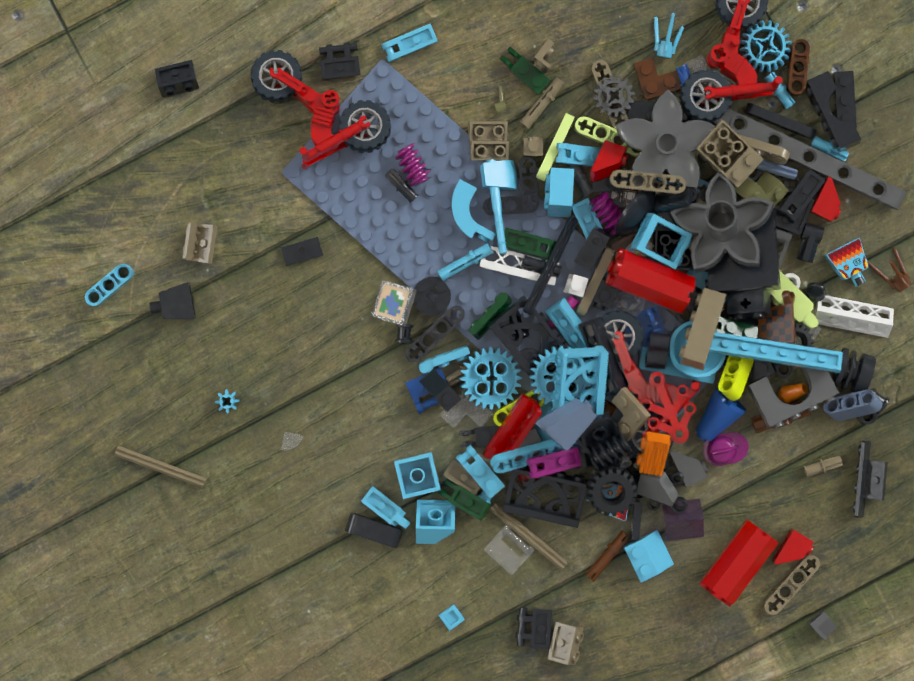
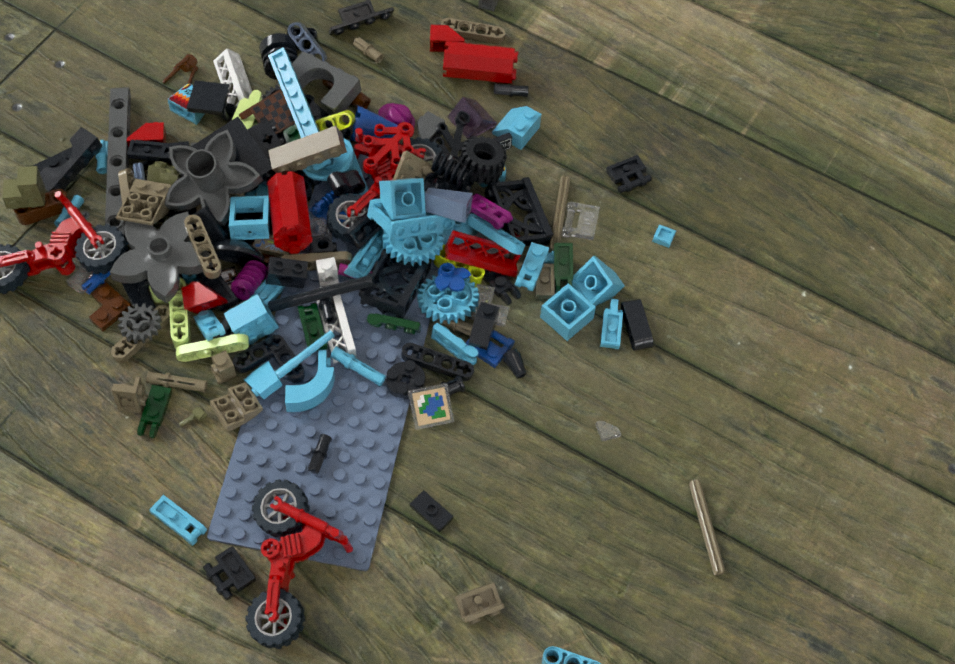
camera: 120 degrees left, 30 degrees down
(175, 303) = (550, 594): black torso -> none
(221, 401) = (605, 503): medium azure gear -> none
(396, 400) = (515, 363): none -> black cone
(412, 165) = (292, 451): magenta piece -> none
(500, 389) = (451, 277): none -> blue plate
(565, 643) = (625, 147): dark tan bracket -> none
(593, 383) = (403, 198): none -> medium azure slope
(612, 550) = (535, 152): reddish brown pin -> none
(653, 453) = (432, 139): orange brick -> none
(657, 488) = (457, 135): dark grey slope -> none
(665, 48) = (74, 310): medium azure plant -> none
(694, 576) = (512, 90): none -> black axle
(773, 50) = (31, 231): medium azure gear -> none
(780, 121) = (96, 197): black beam -> none
(790, 393) = (320, 88): orange cone -> none
(811, 55) = (24, 191): none -> olive brick
(811, 237) = (192, 134): black piece -> none
(836, 276) = (208, 97): none -> black tile

